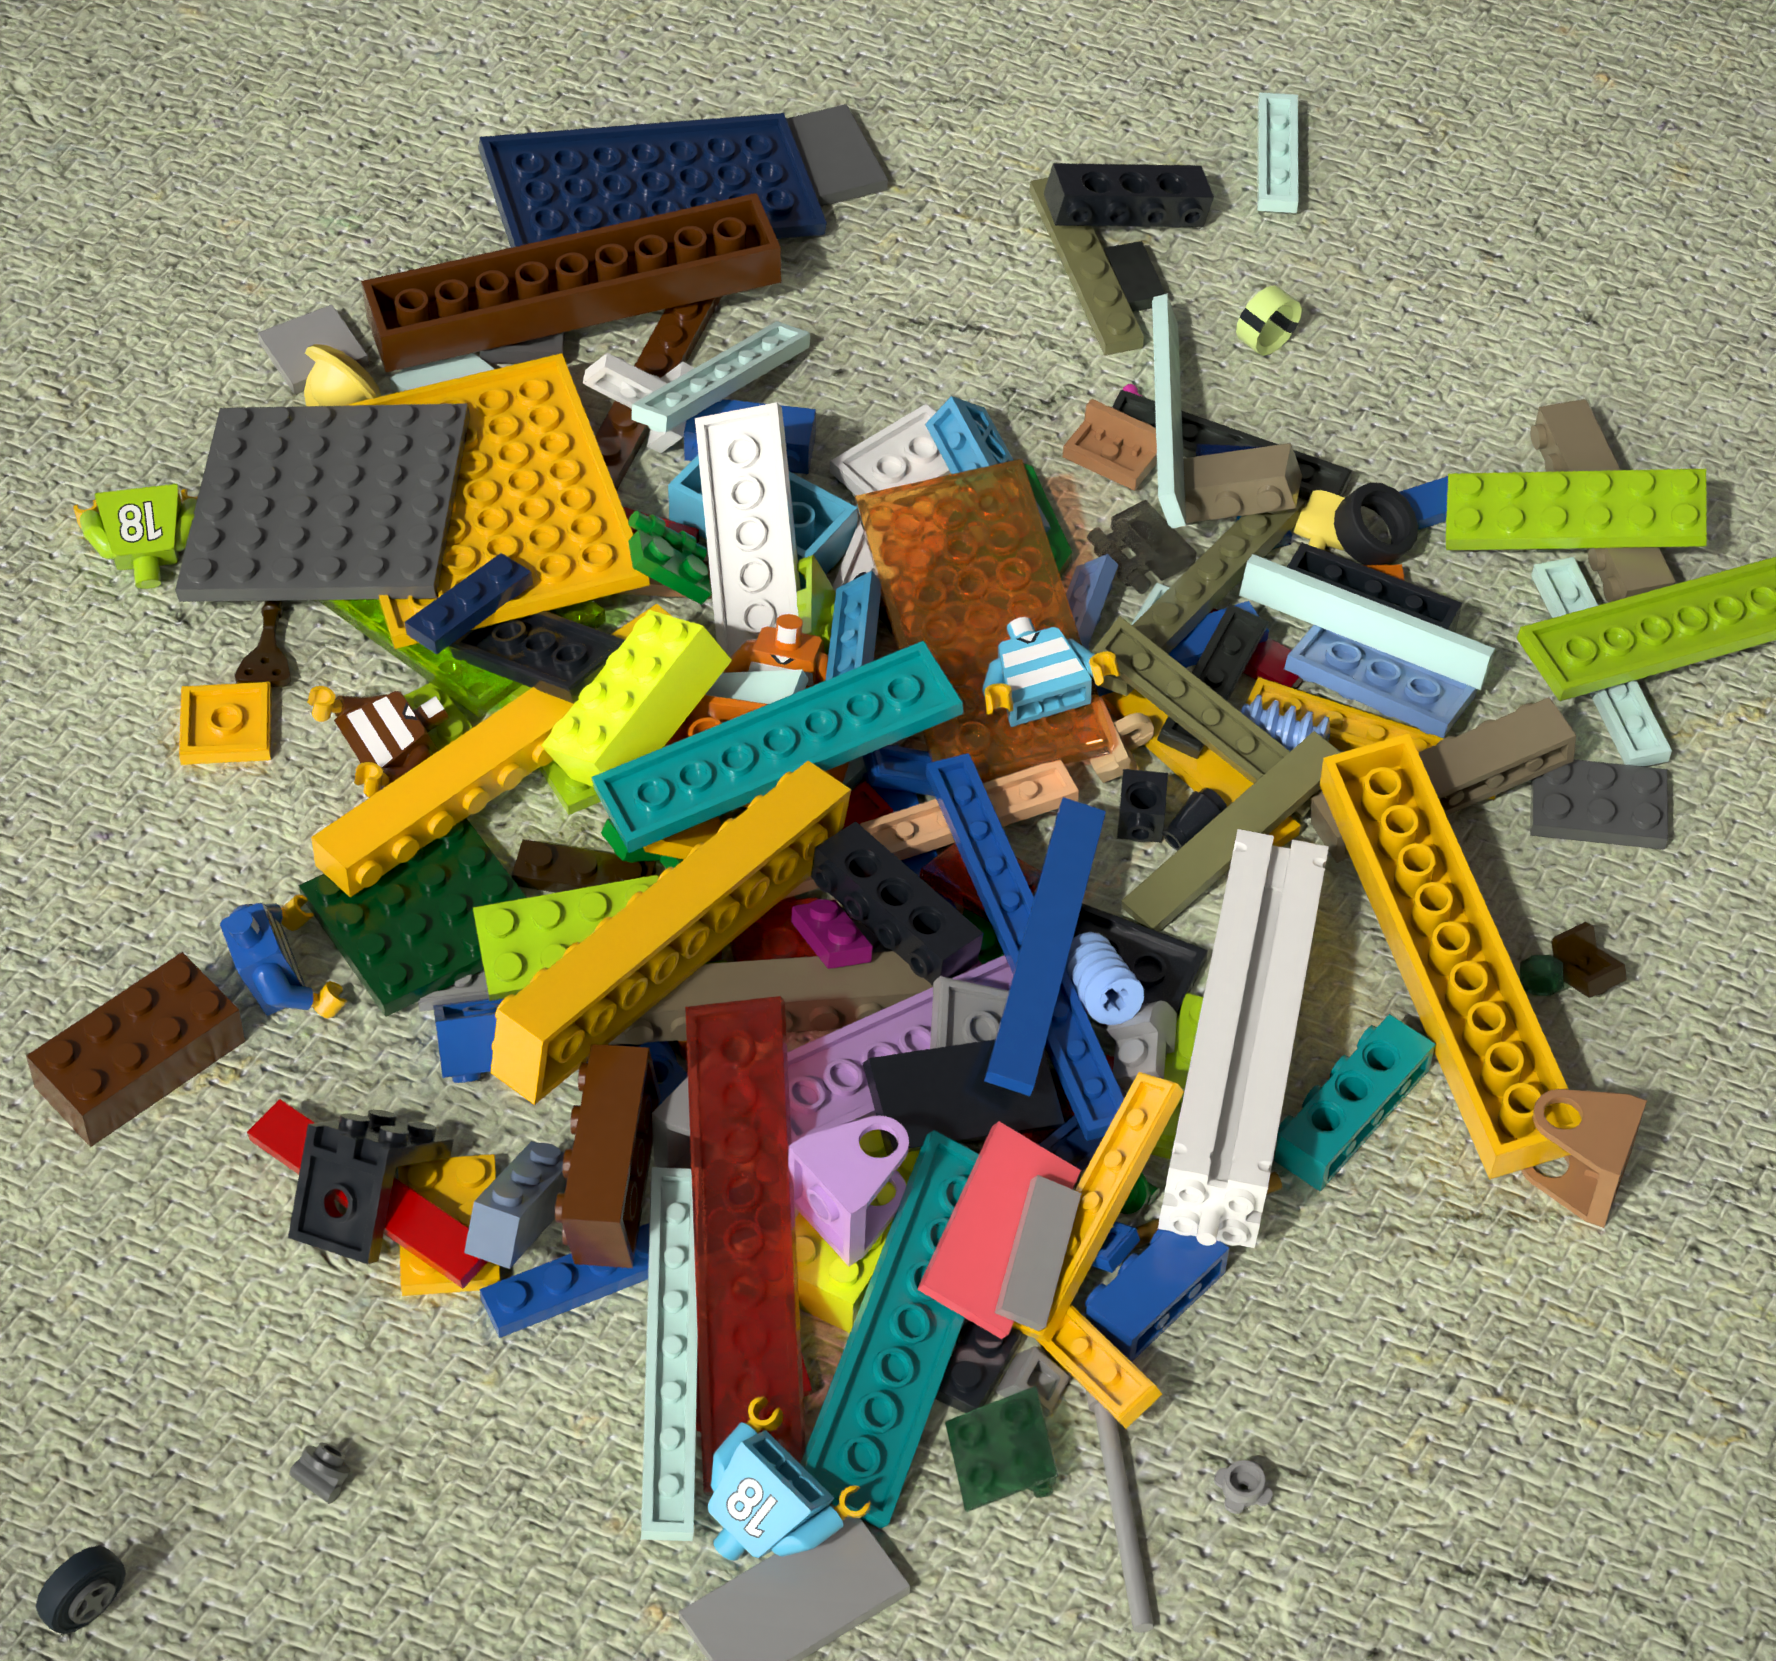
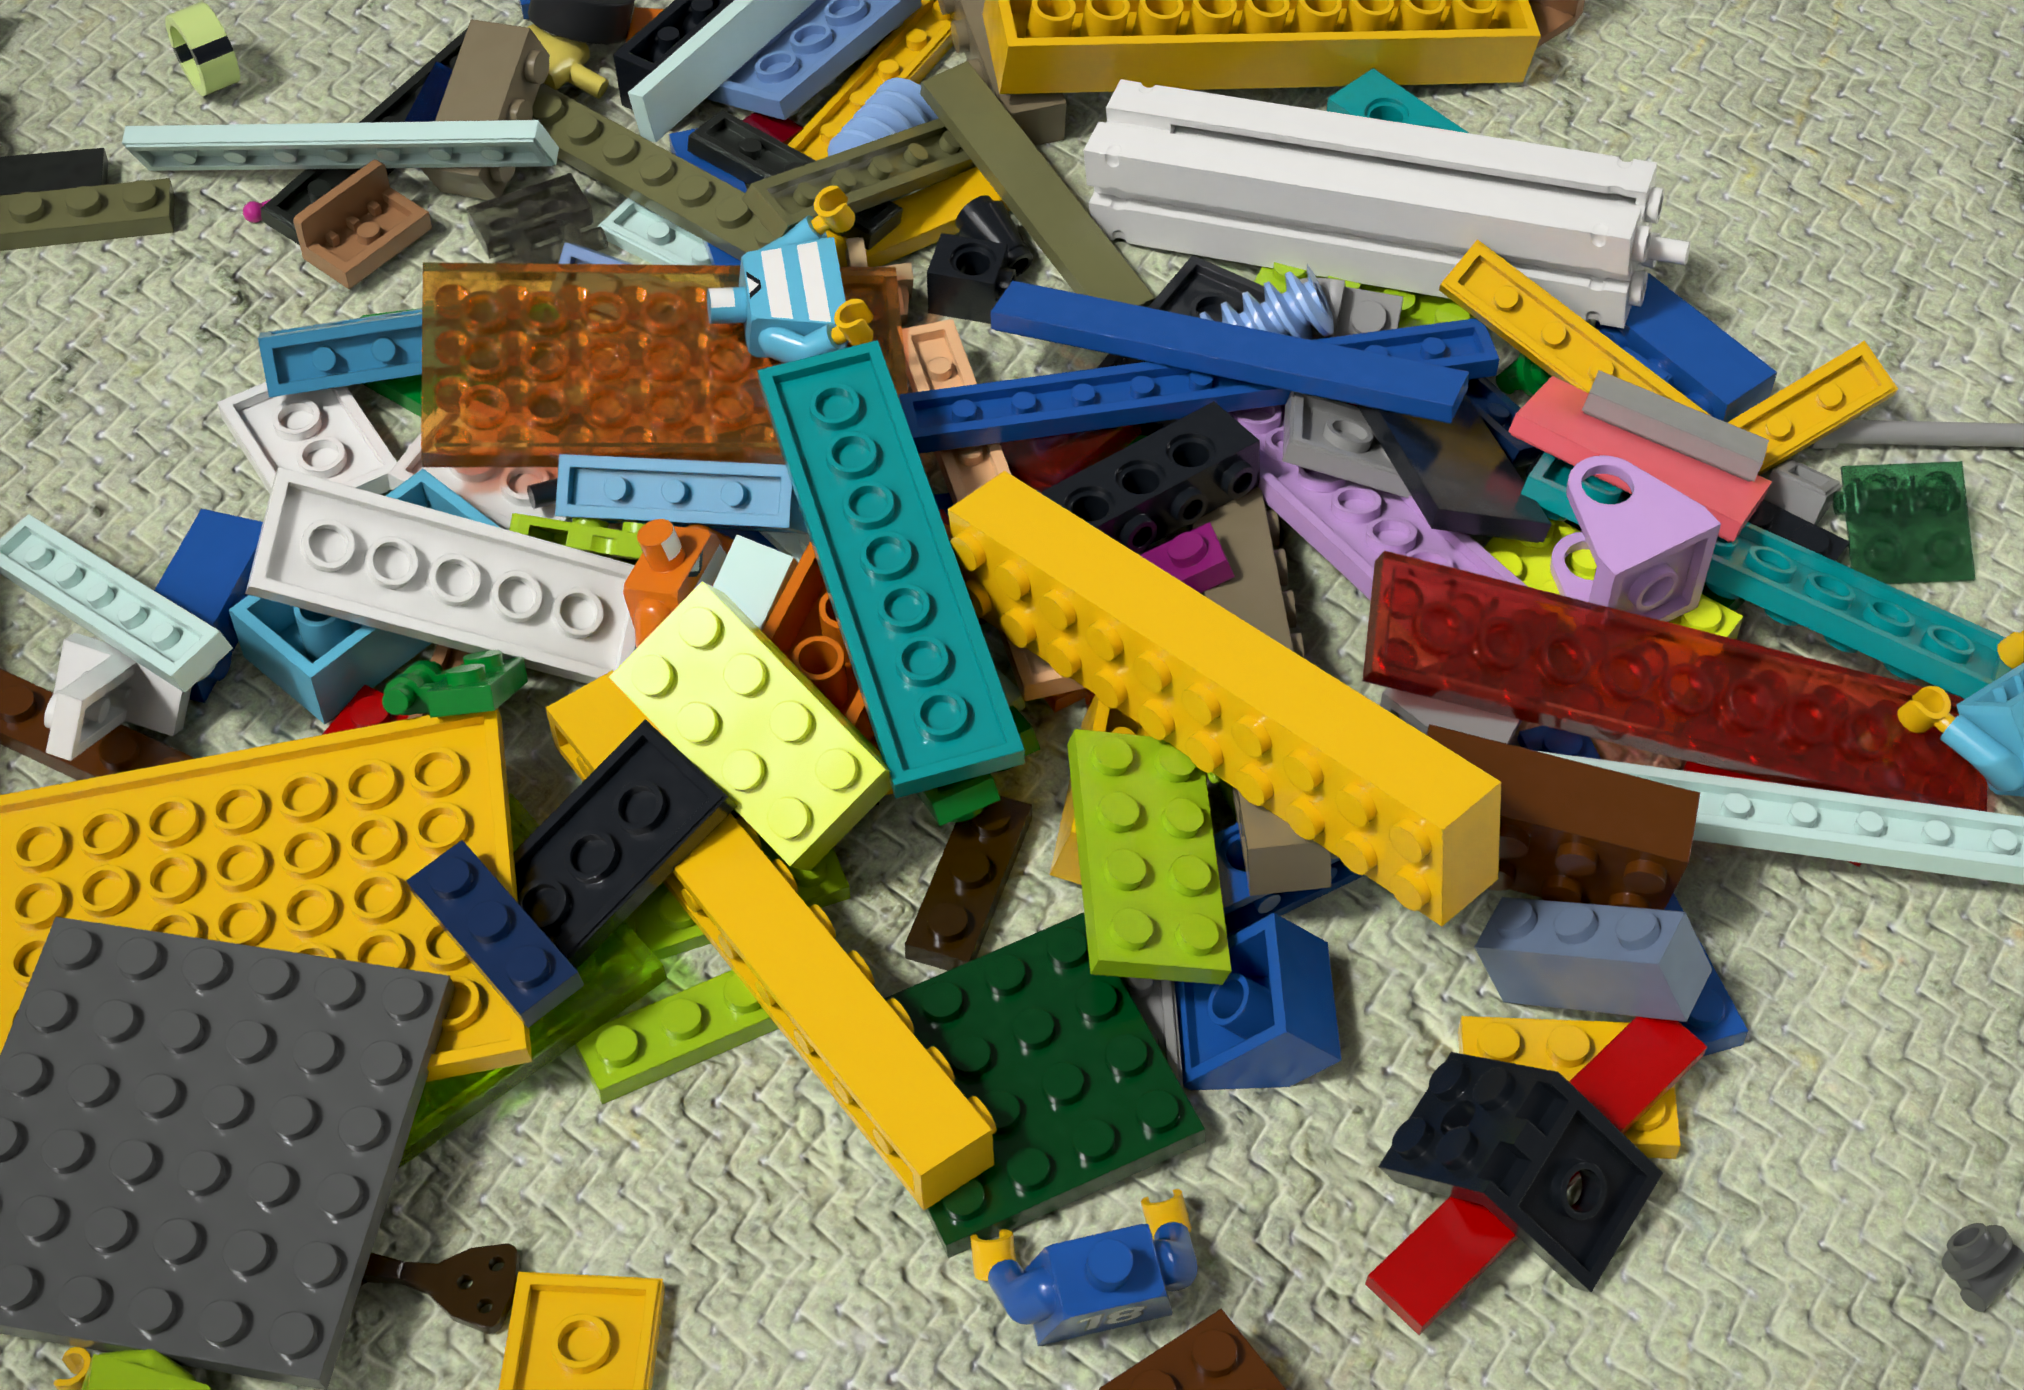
camera: 80 degrees left, 0 degrees up
(381, 732) = (698, 1094): torso -> none
(1245, 1473) = (1933, 326): light grey plate -> none

